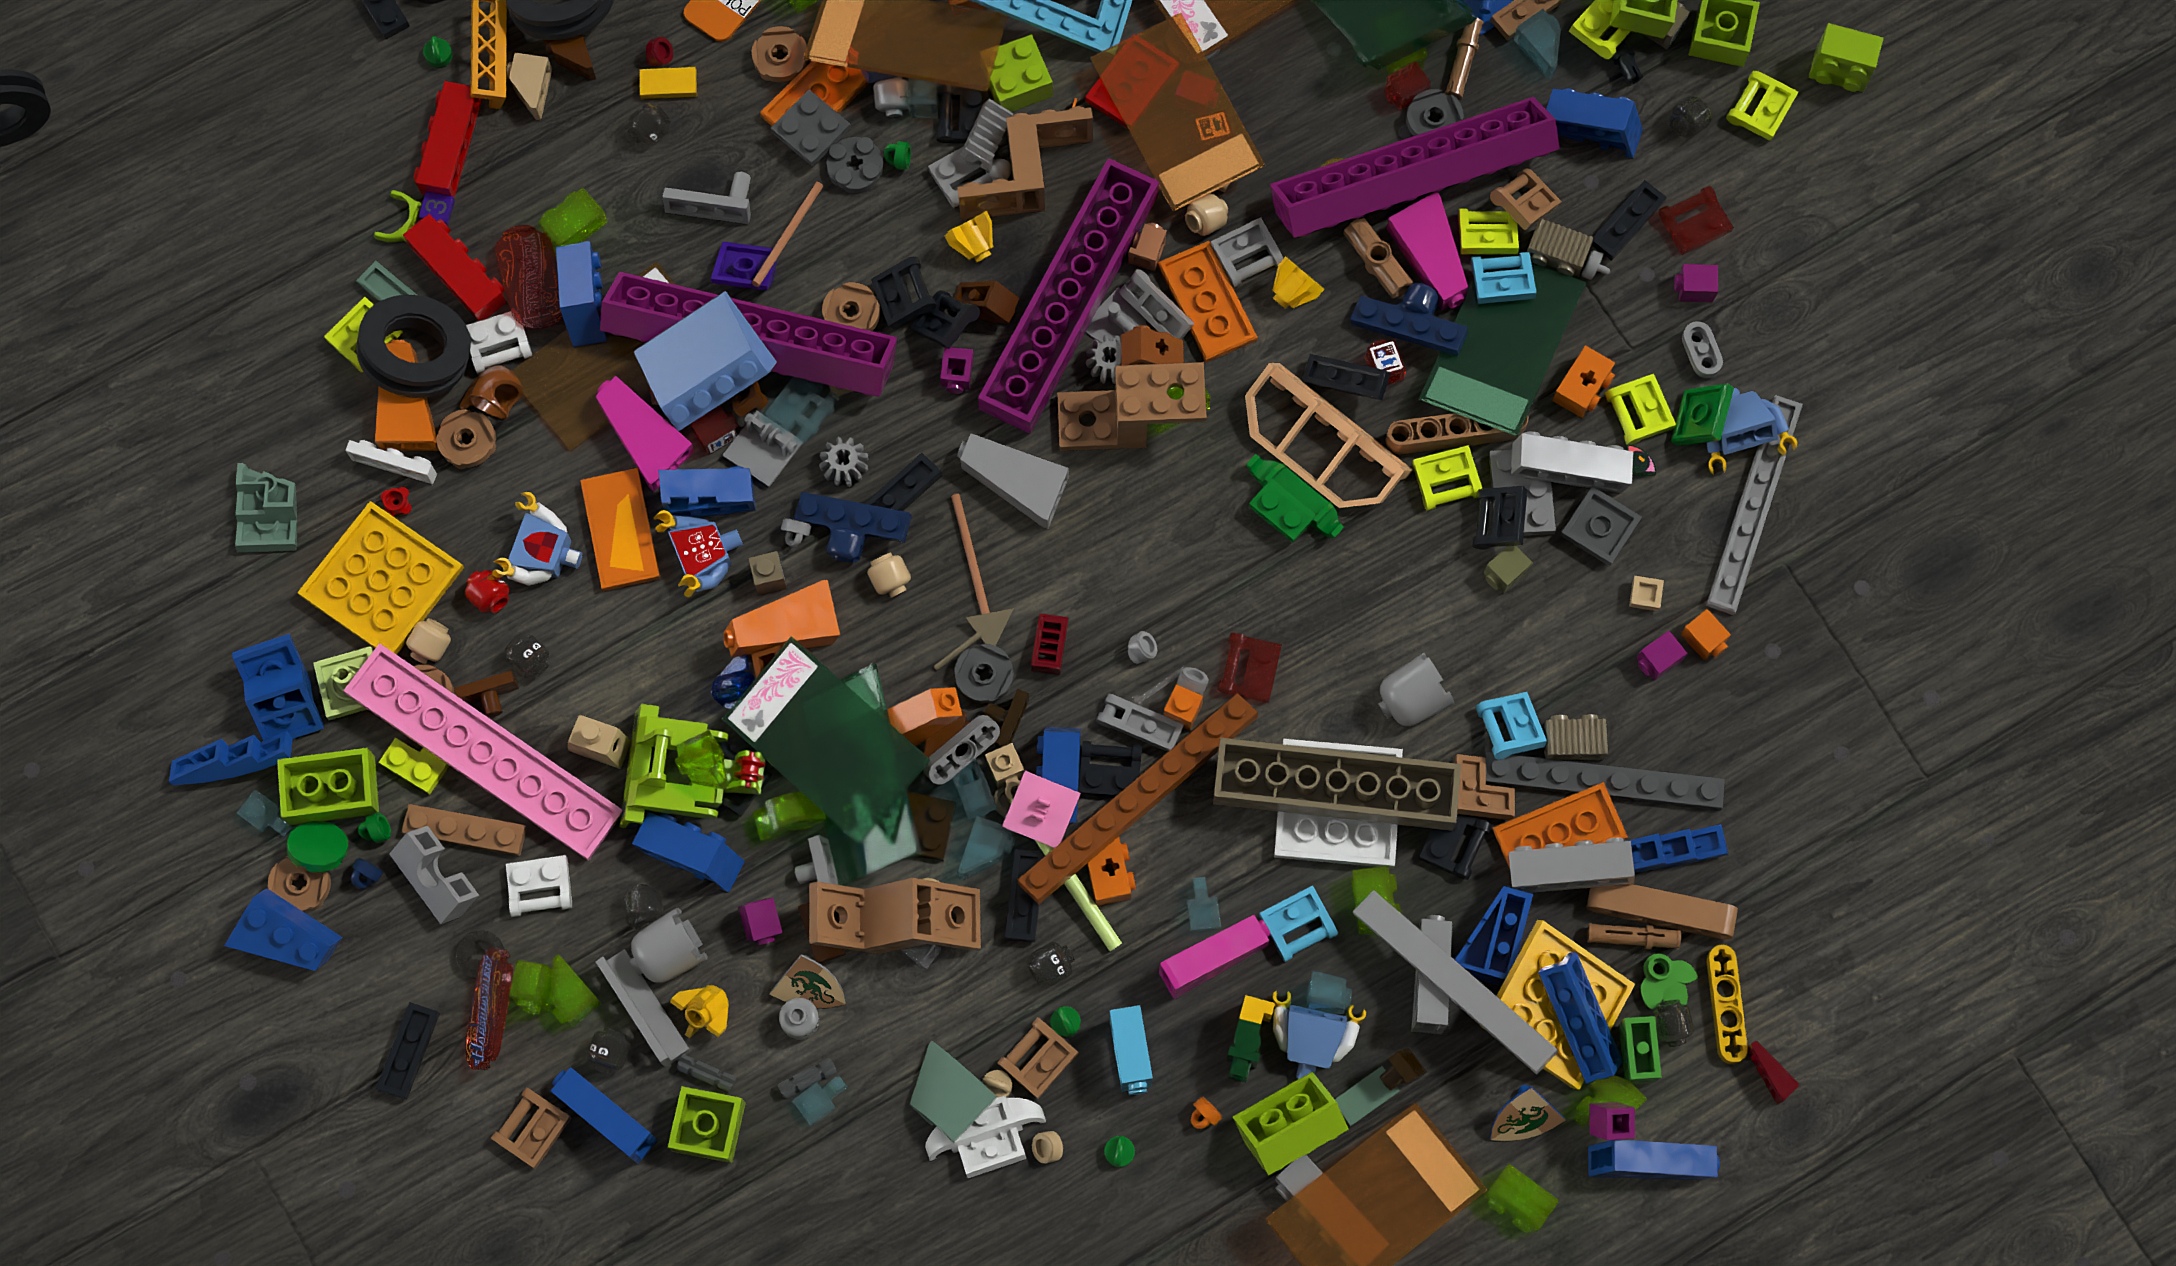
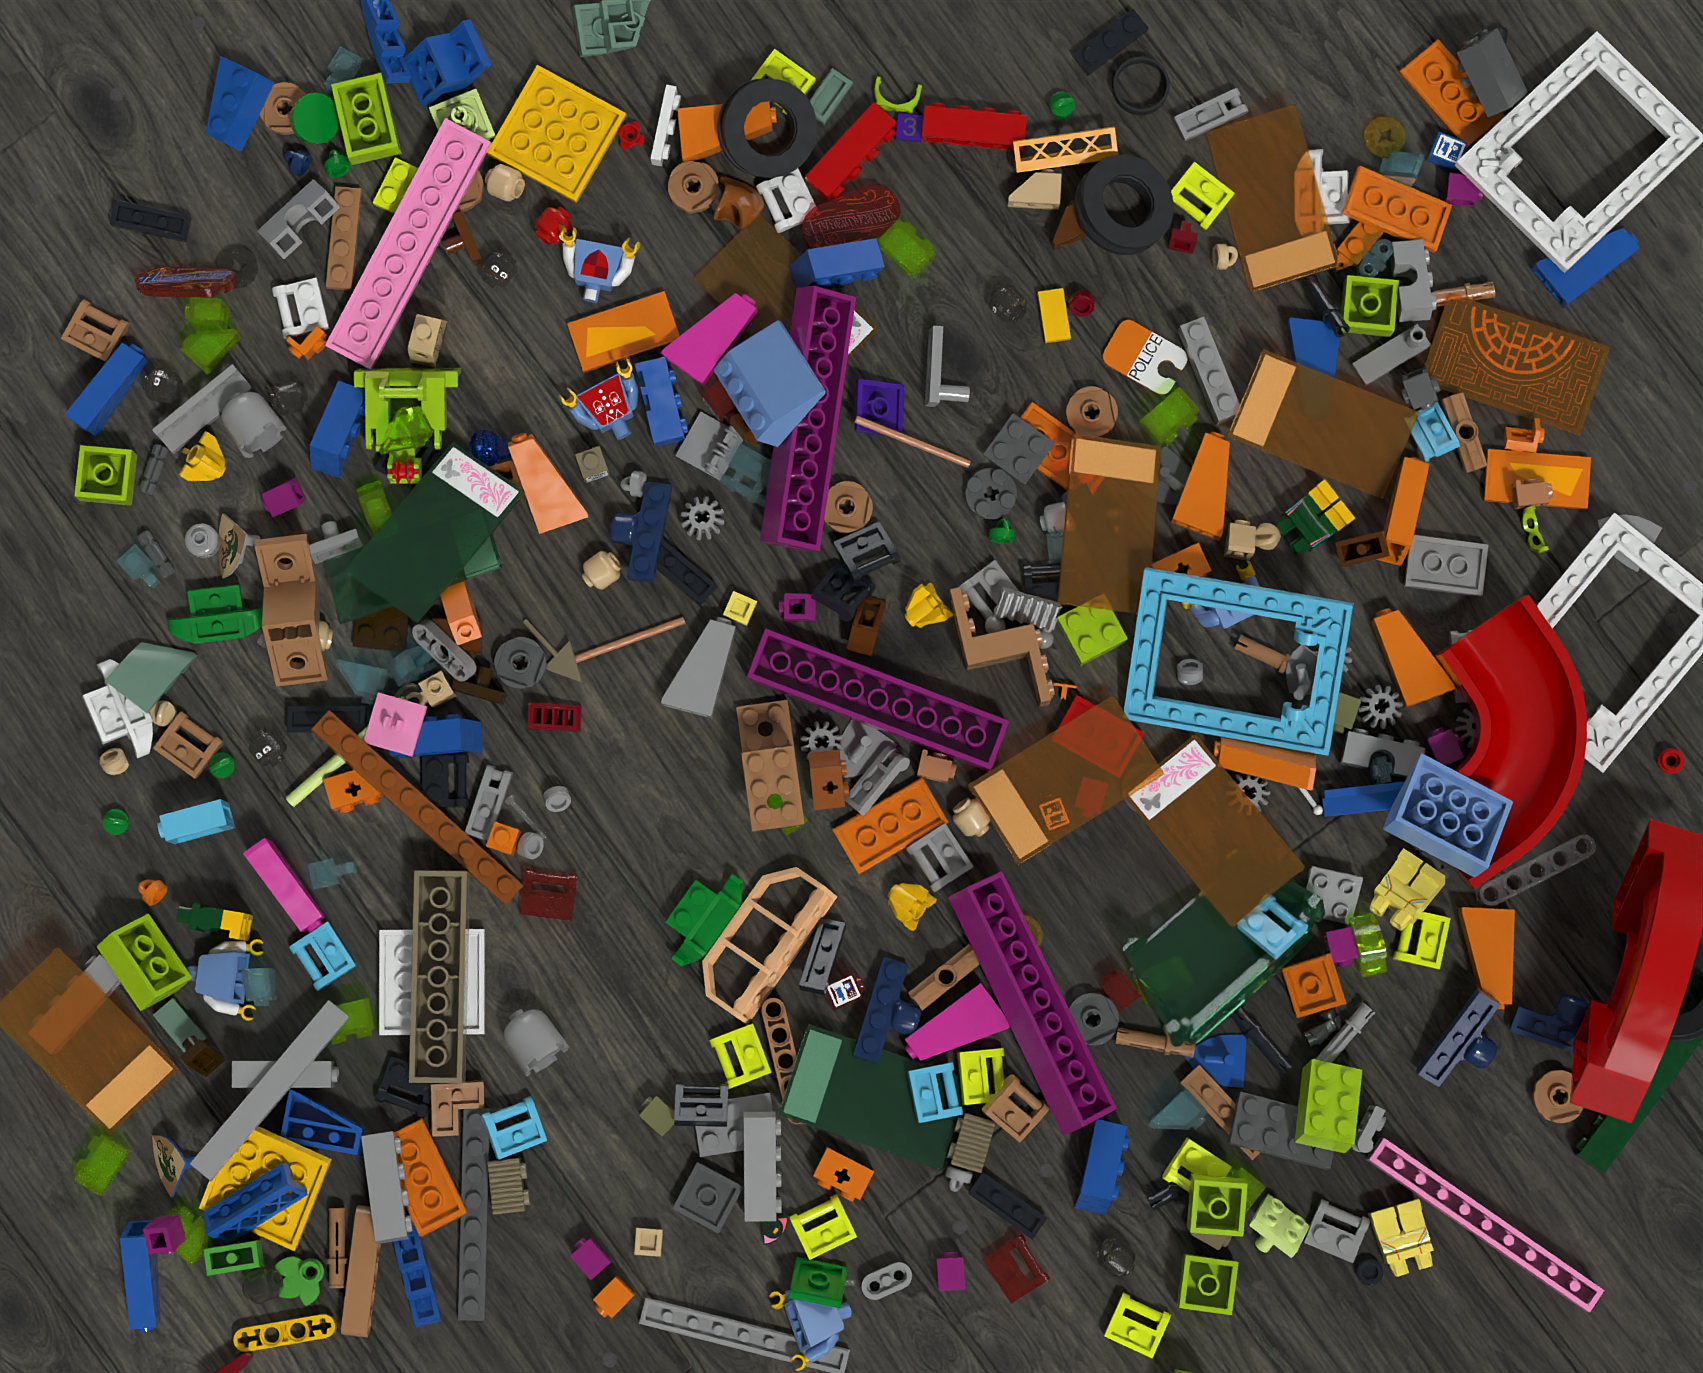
camera: 85 degrees right, 10 degrees up
(583, 871) = (313, 343): none -> orange bracket
(890, 1011) = (216, 616): none -> green plate
(950, 432) = (740, 608): none -> light yellow plate

